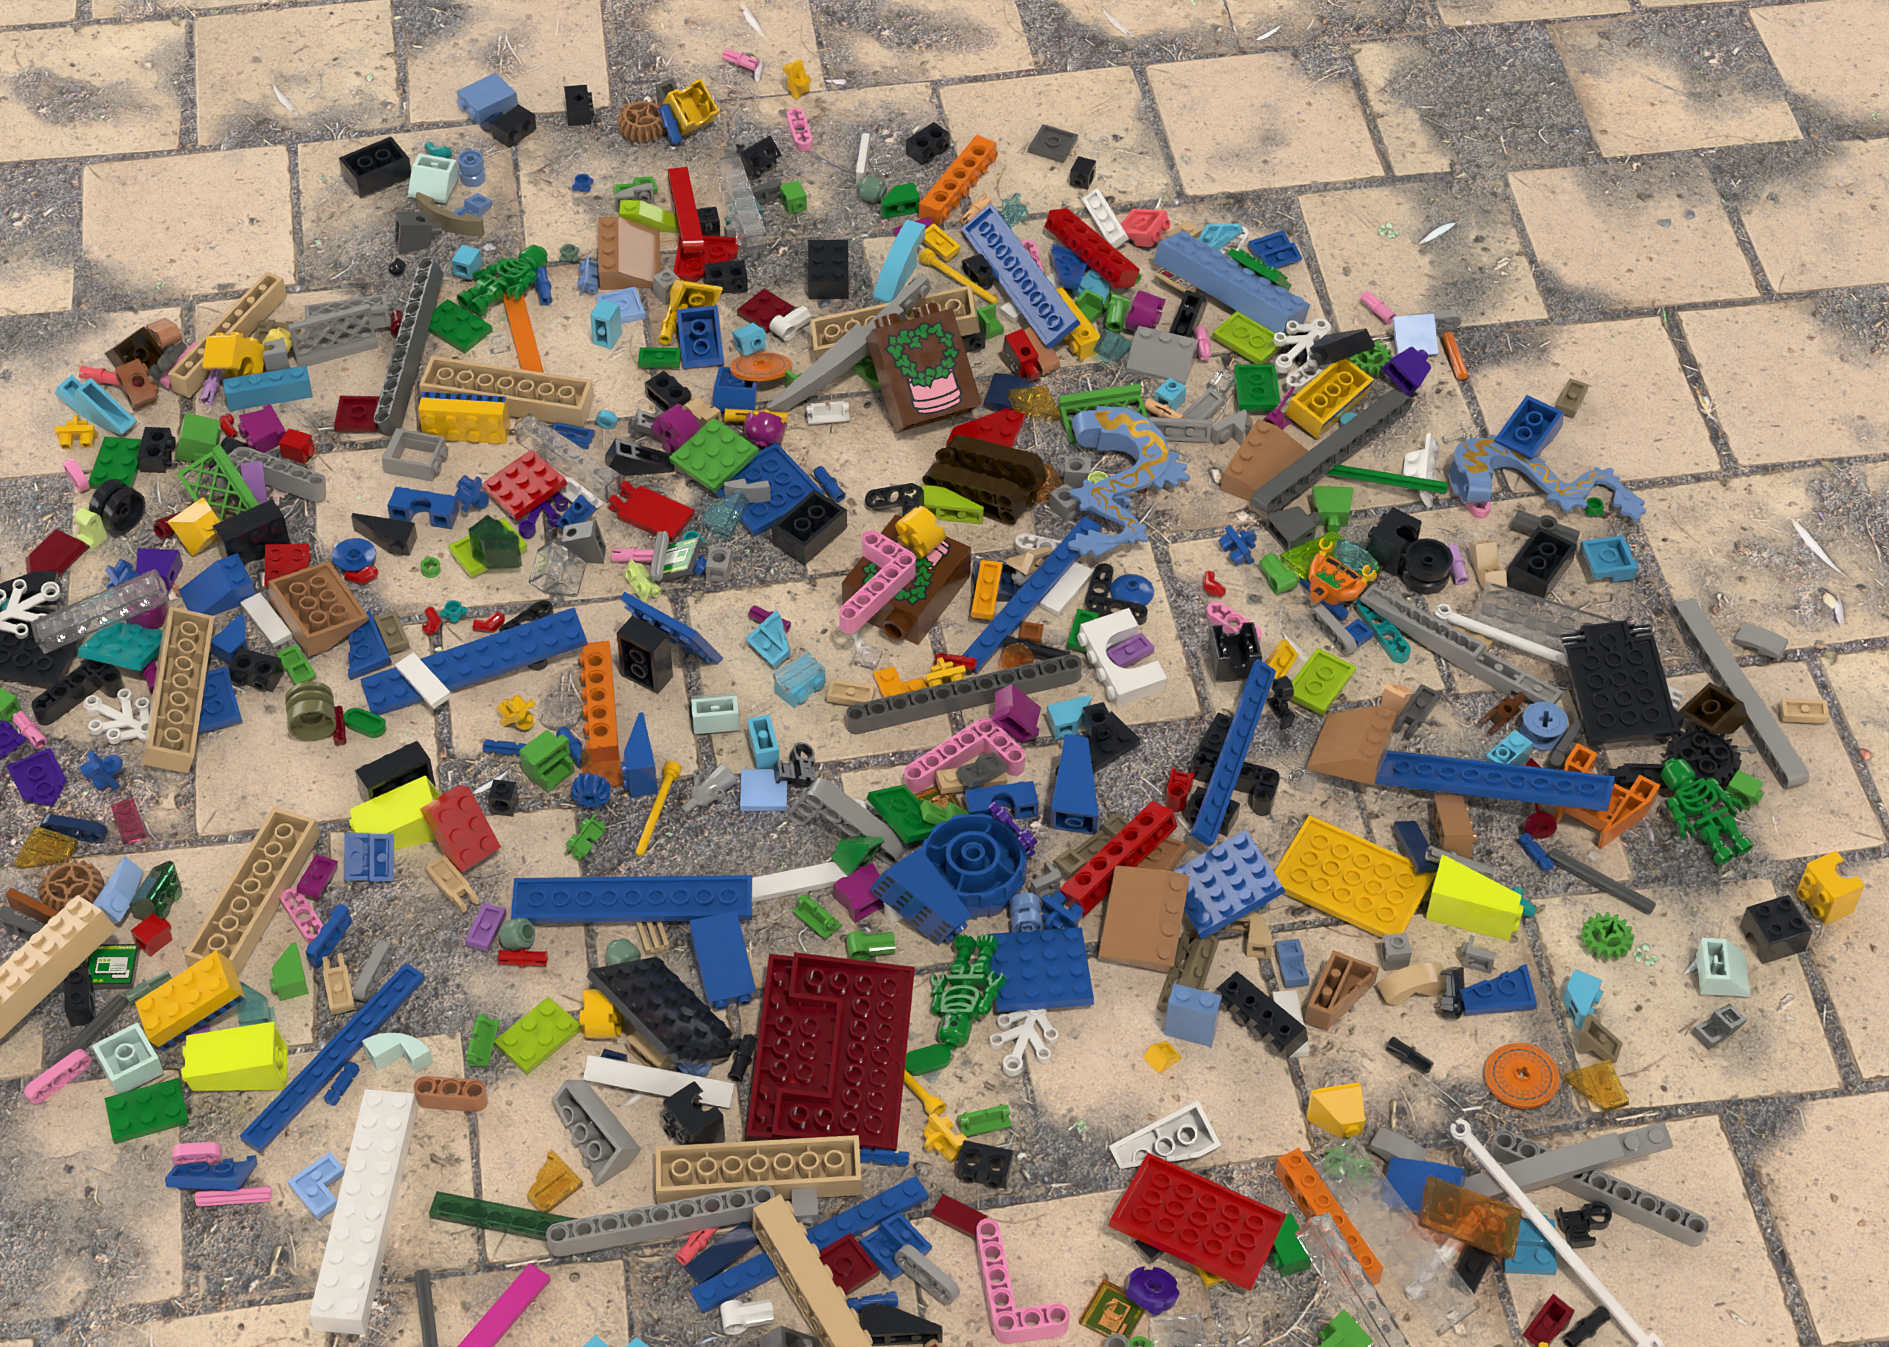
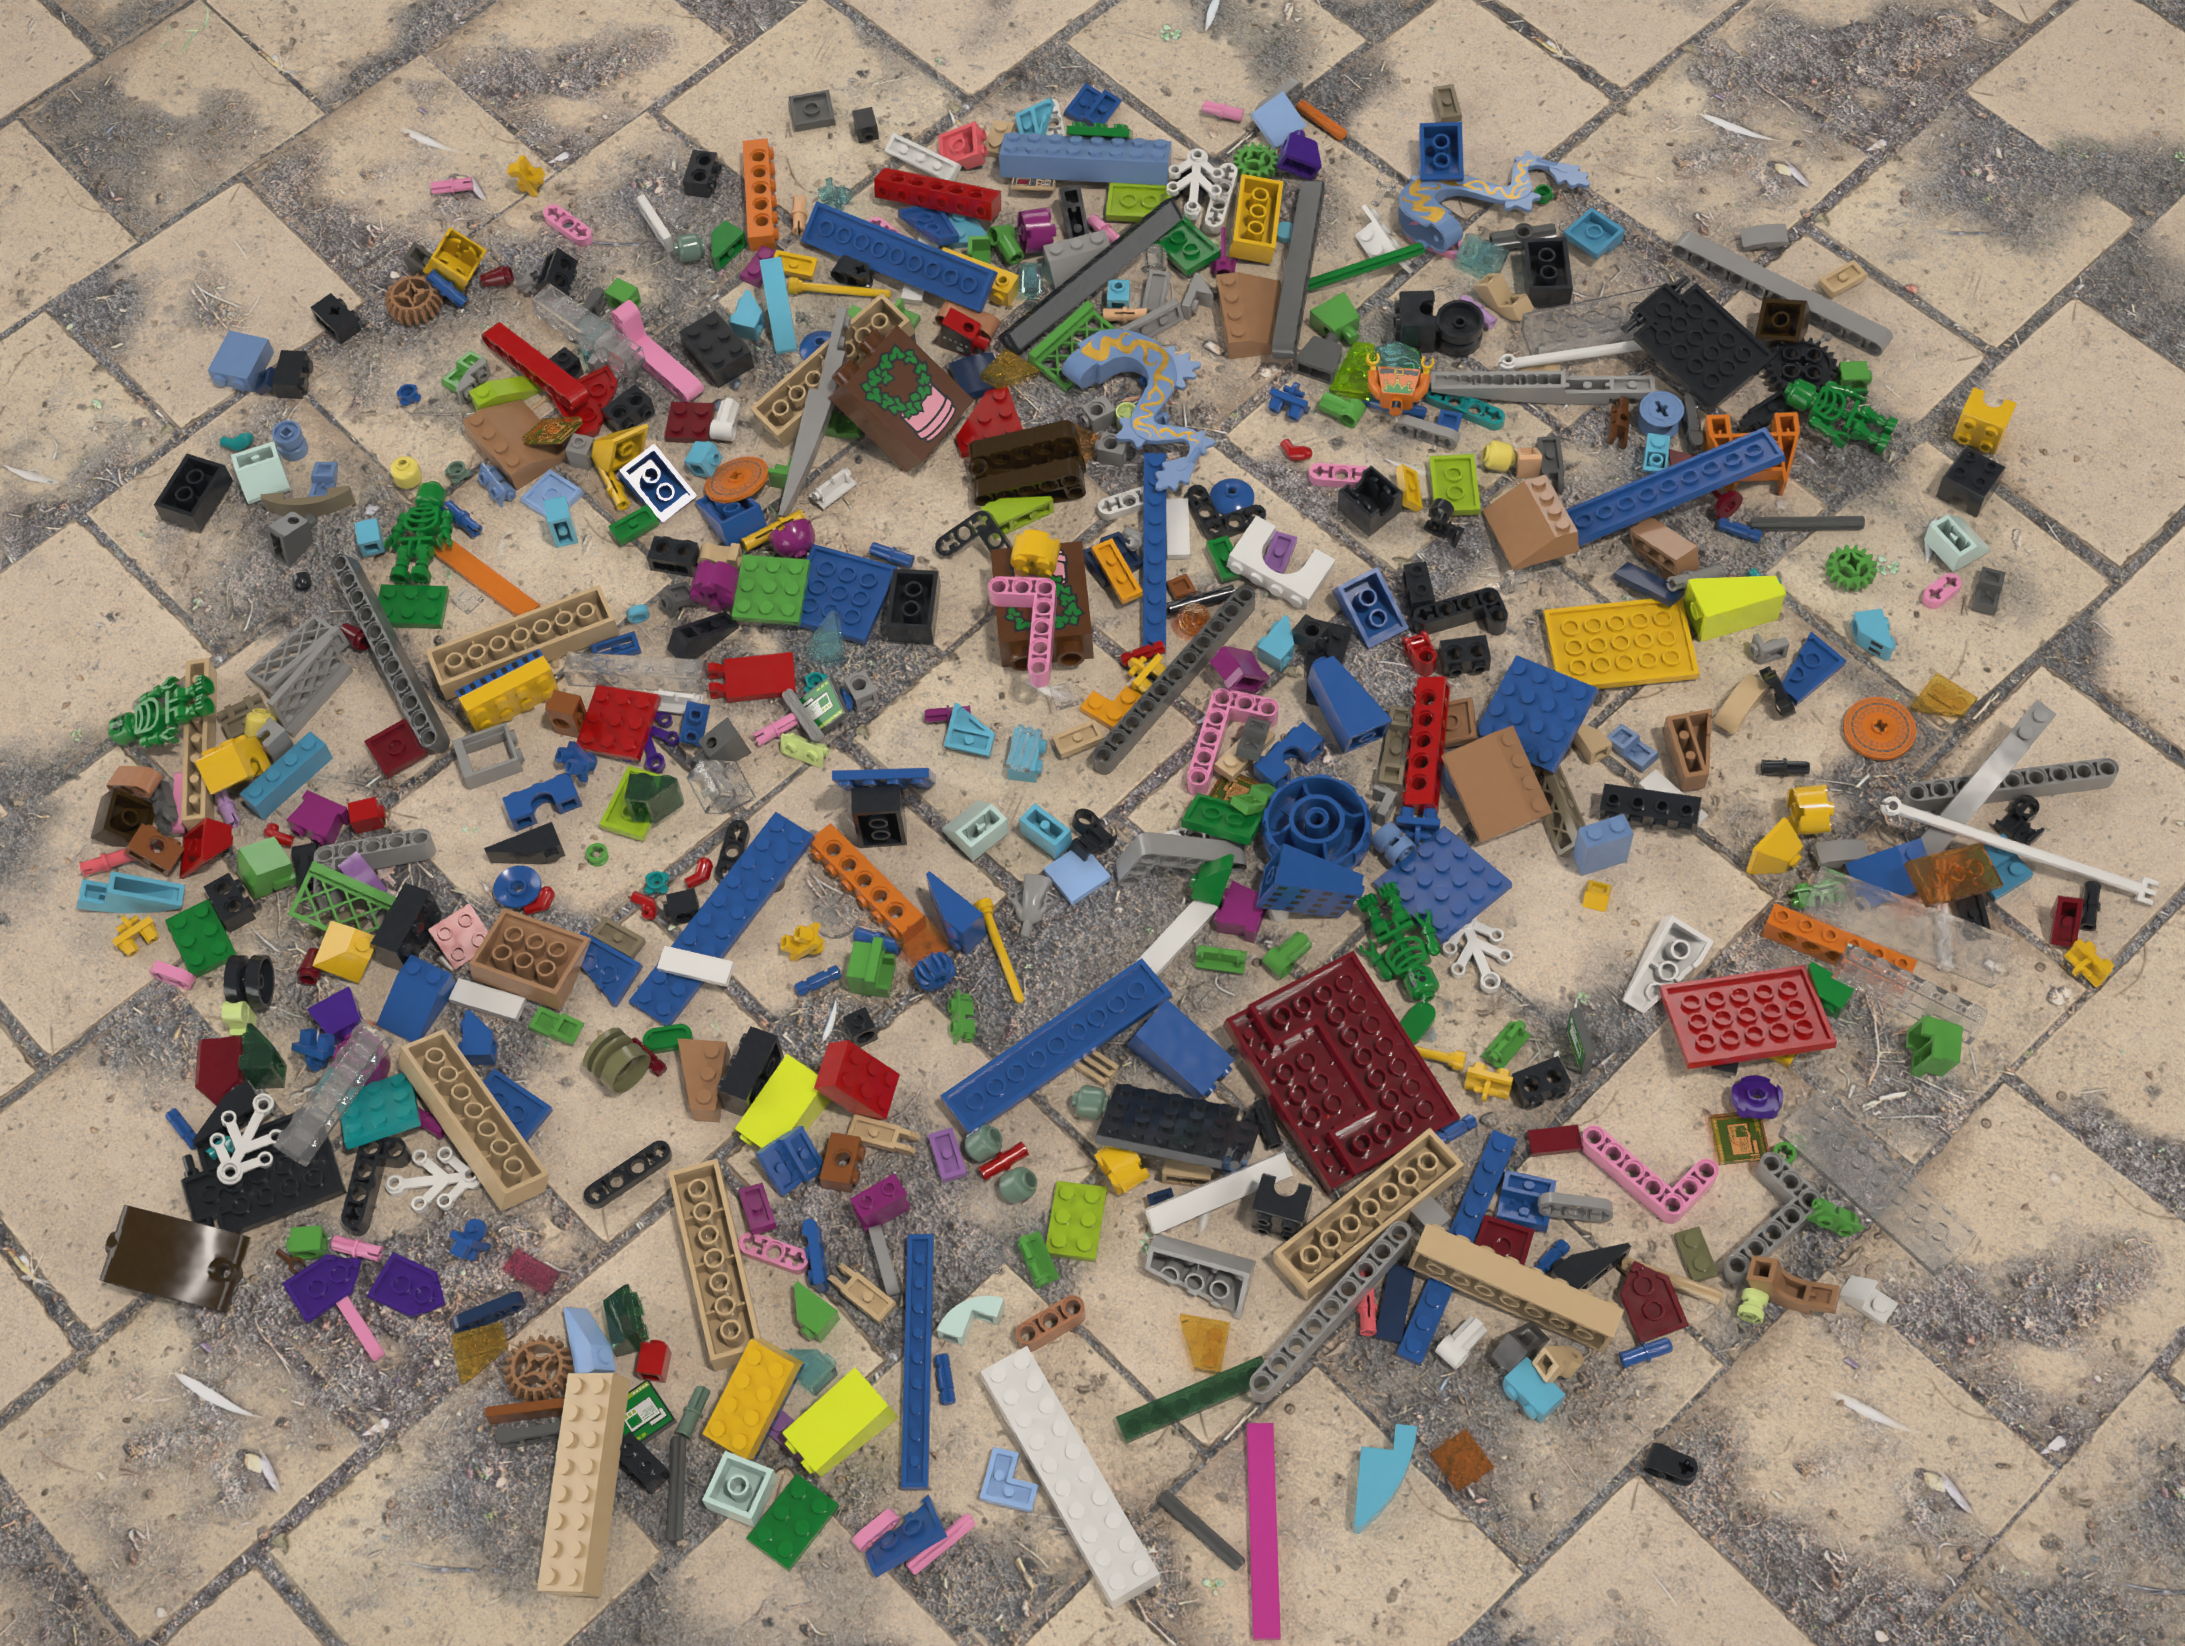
camera: 30 degrees left, 10 degrees up
(57, 1076) = (686, 1548): bright pink beam -> none
(78, 563) = (261, 1061): none -> clear green slope
(174, 402) = (204, 844): none -> red slope
(215, 297) = (152, 716): none -> green piece
(252, 800) = (630, 1177): none -> black beam
(256, 670) = (523, 1048): black brick -> none
(364, 748) = (703, 1067): none -> medium nougat wedge
(393, 885) = (842, 1148): none -> dark orange brick
(404, 927) = (880, 1203): none -> magenta hips
(454, 635) = (681, 906): none -> black brick
(490, 454) = (566, 713): none -> dark orange brick
(515, 979) = (1017, 1184): none -> sand green head
(531, 232) = (406, 472): none -> light yellow head
(656, 258) = (552, 430): none -> clear orange tile
(716, 137) = (498, 277): none -> dark red cone
(754, 492) = (840, 603): light grey slope -> none
(777, 246) = (658, 362): none -> bright pink beam
(870, 261) = (748, 318): none -> medium azure slope
(1024, 837) = (1351, 777): dark purple plant -> none
(1030, 561) = (1130, 525): tan panel -> none
(1041, 1151) = (1580, 1041): none -> tile
(1158, 368) = (1091, 276): none -> beam
(1166, 731) = (1370, 607): none -> blue slope
(1233, 753) = (1449, 593): blue plate -> none
(1341, 345) = (1240, 166): black slope -> none
(1374, 679) = (1498, 456): none -> light yellow head
(1395, 951) = (1706, 685): light grey brick -> none
(1396, 1096) = (1810, 809): none -> yellow brick
(1497, 522) = (1482, 254): none -> clear light blue brick
(1599, 1039) = (1914, 660): dark tan slope -> none
(1676, 1002) = (1945, 594): none -> bright pink beam

